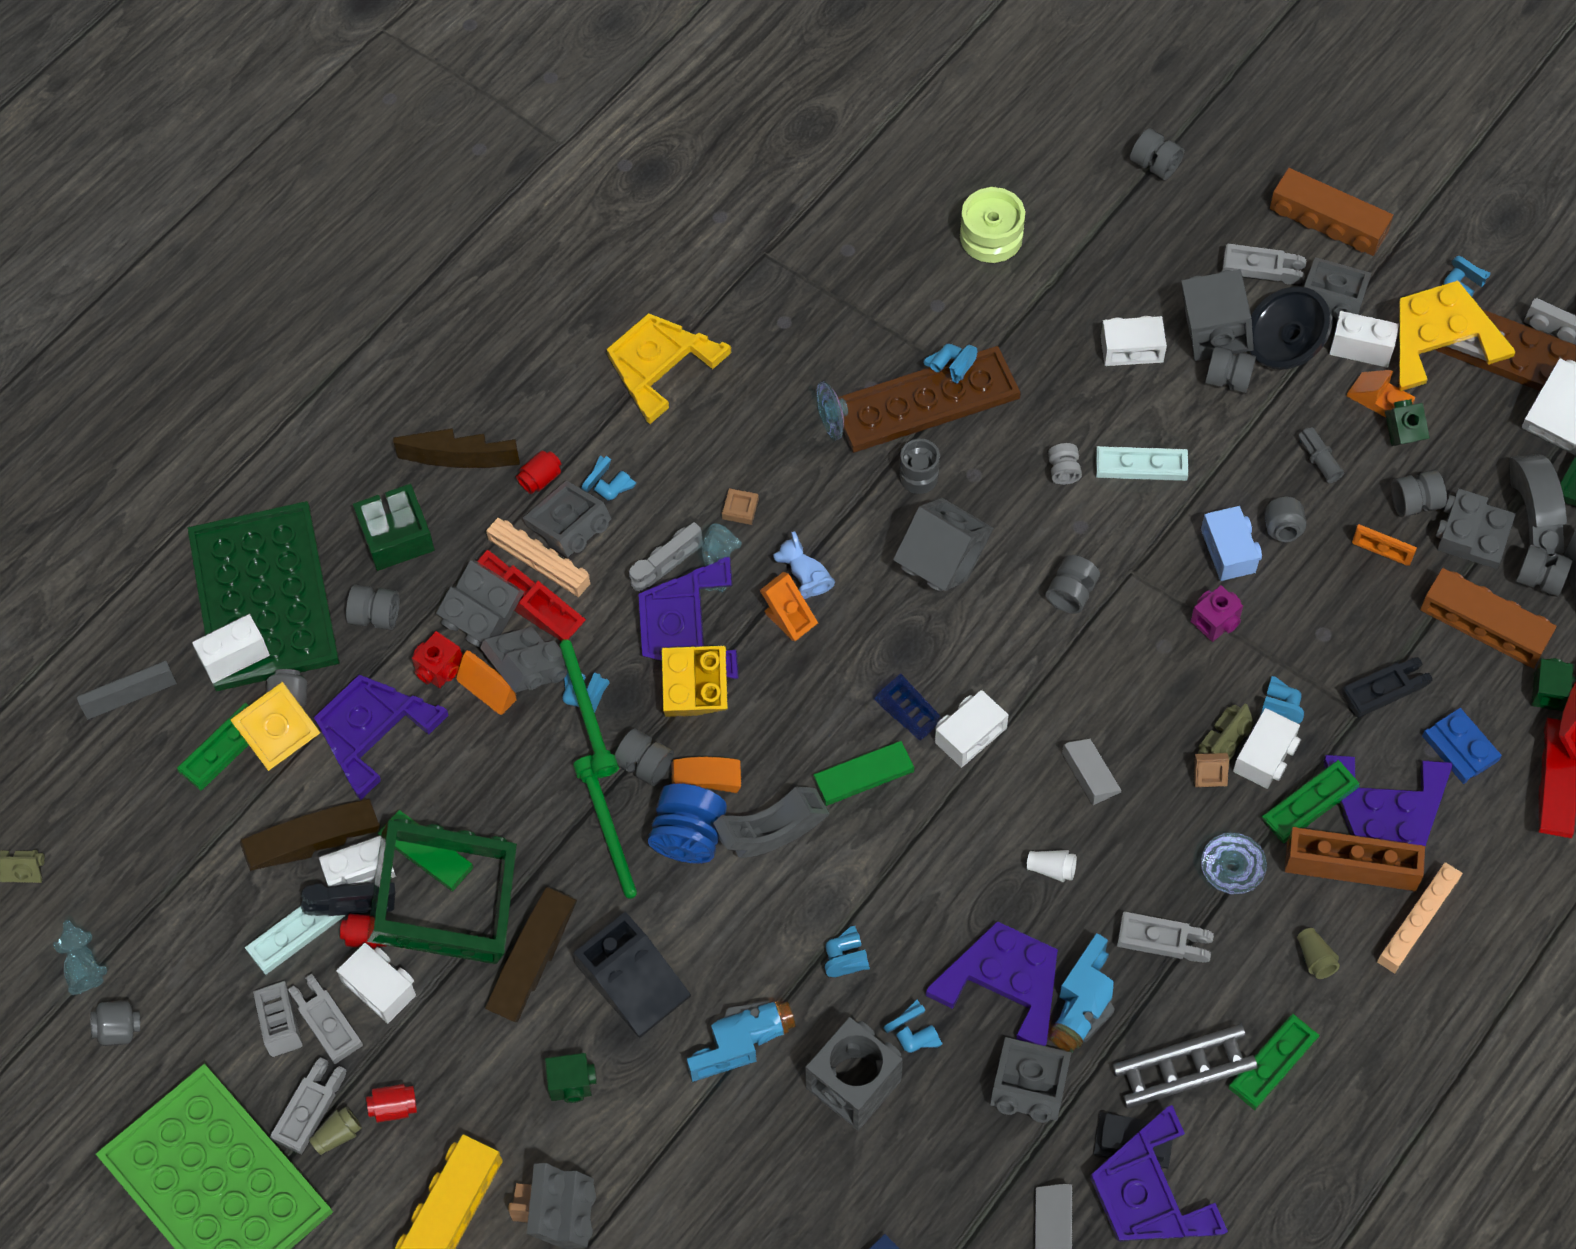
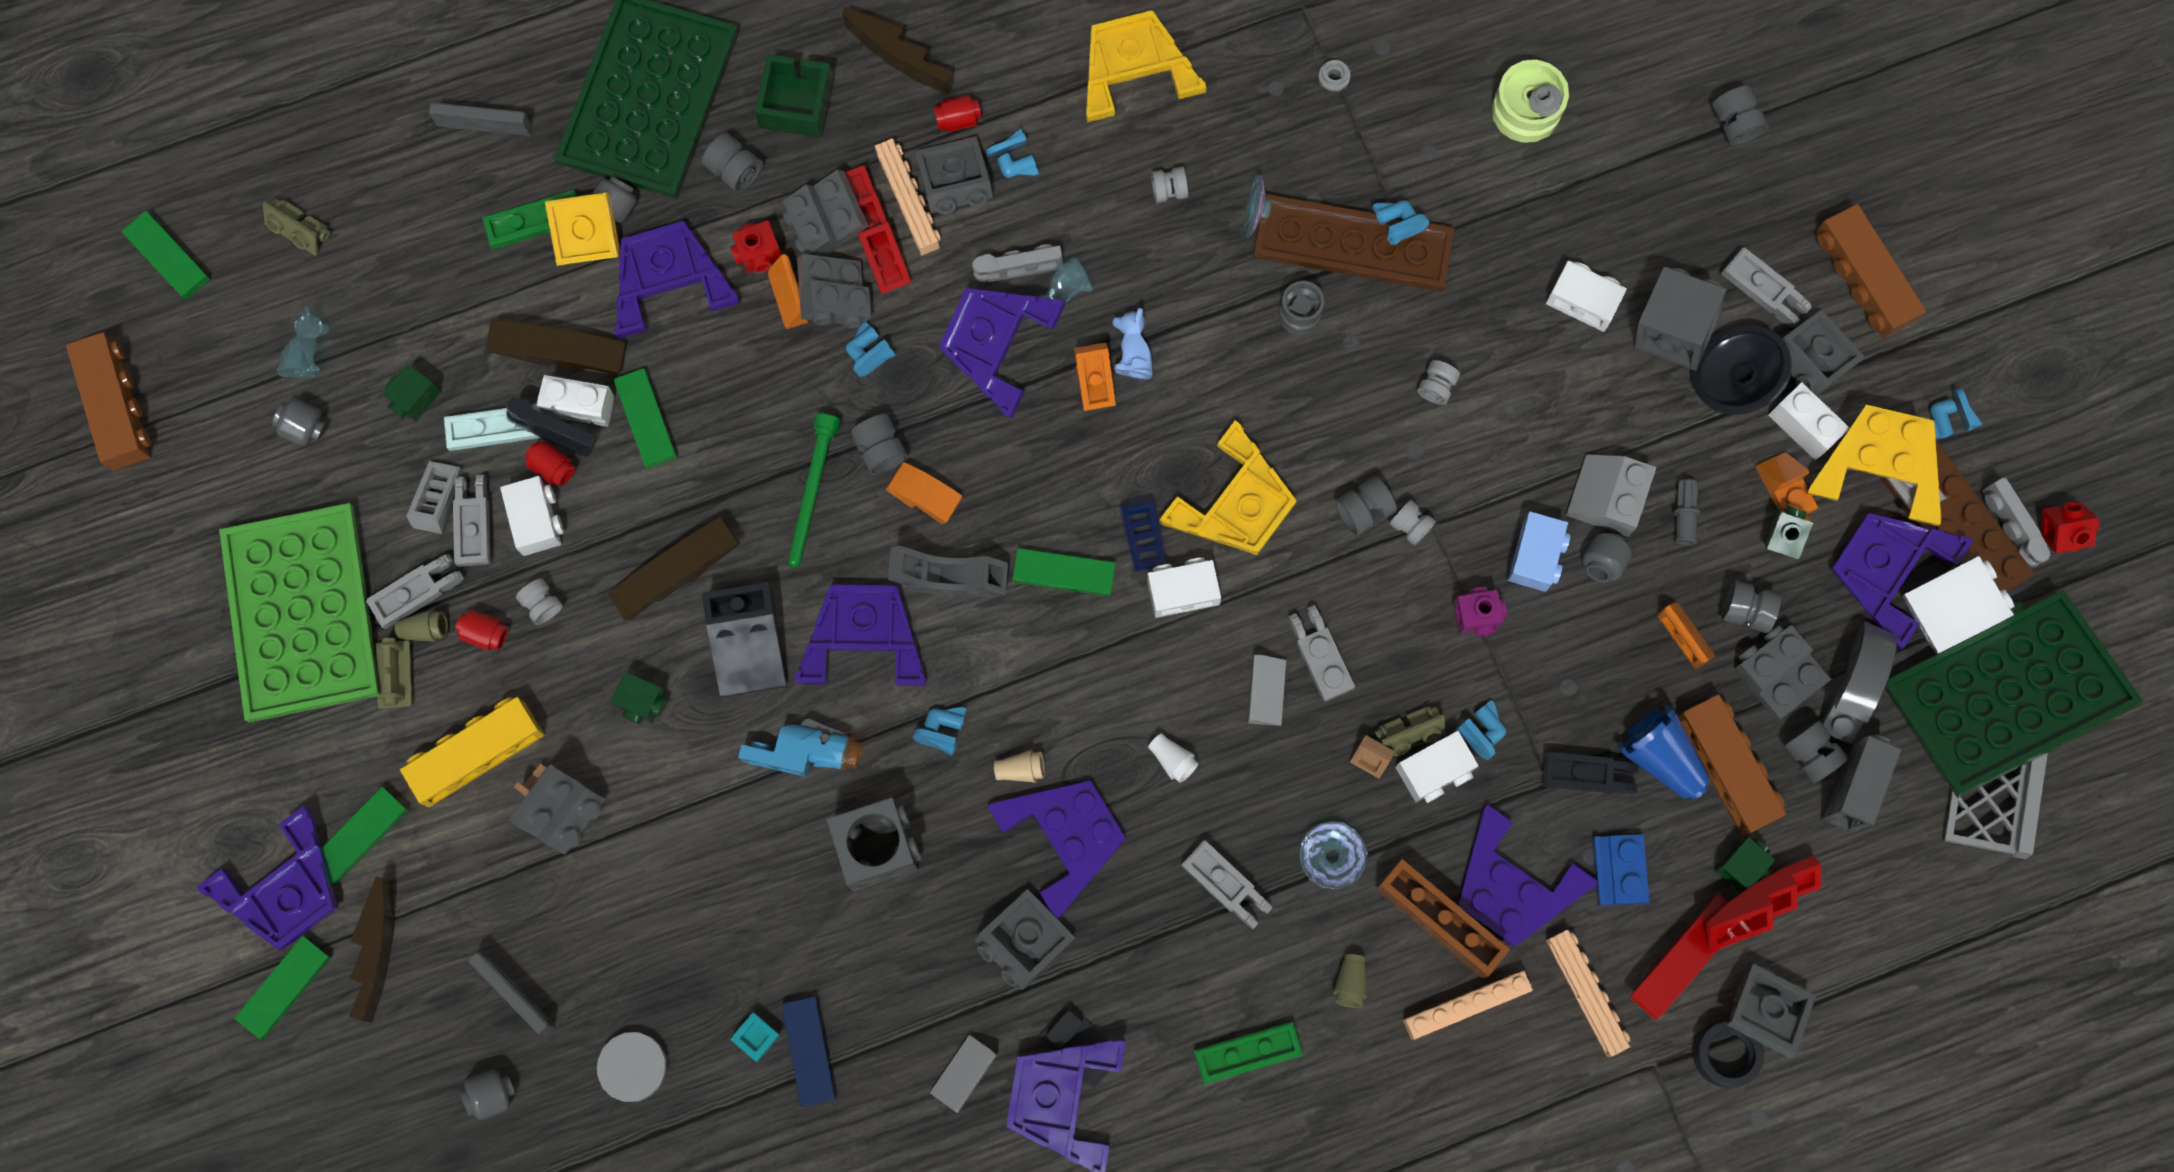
camera: 30 degrees right, 15 degrees up
(202, 943) = (410, 393): none -> dark green brick
(231, 648) = (583, 134): white brick -> none
(333, 1186) = (394, 673): none -> olive hinge
(428, 1048) = (539, 602): none -> light grey wheel
(431, 939) = (602, 516): dark green window -> none
(603, 762) = (839, 428): green piece -> none
(685, 823) = (873, 531): blue wheel -> none
(694, 680) = (962, 399): yellow slope -> none
(723, 904) = (861, 621): none -> dark purple wing
(740, 506) = (1117, 251): medium nougat tile -> none
(750, 433) = (1162, 185): none -> light grey wheel
(822, 281) = (1334, 67): none -> light grey plate
(923, 1039) = (958, 845): dark azure piece -> none
(933, 944) = (1021, 767): none -> tan cone
(942, 544) = (1267, 400): dark grey brick -> none
(979, 642) = (1248, 507): none -> yellow wing
(1007, 212) = (1548, 106): none -> light grey plate
(1087, 998) = (1123, 899): dark azure plate -> none
(1115, 718) = (1322, 657): none -> light grey hinge
(1118, 577) = (1412, 522): none -> light grey wheel
(1142, 463) = (1513, 422): light aqua tile -> none
(1174, 1084) = (1185, 1001): flat silver bar -> none
(1230, 369) = (1658, 379): dark grey wheel -> none
(1254, 470) = (1611, 492): none -> light grey slope
(1311, 800) = (1443, 840): green tile -> none
(1434, 634) = (1666, 752): none -> blue cone
(1489, 407) = (1881, 559): none -> dark purple wing
(1505, 852) = (1589, 996): none -> light nougat piece

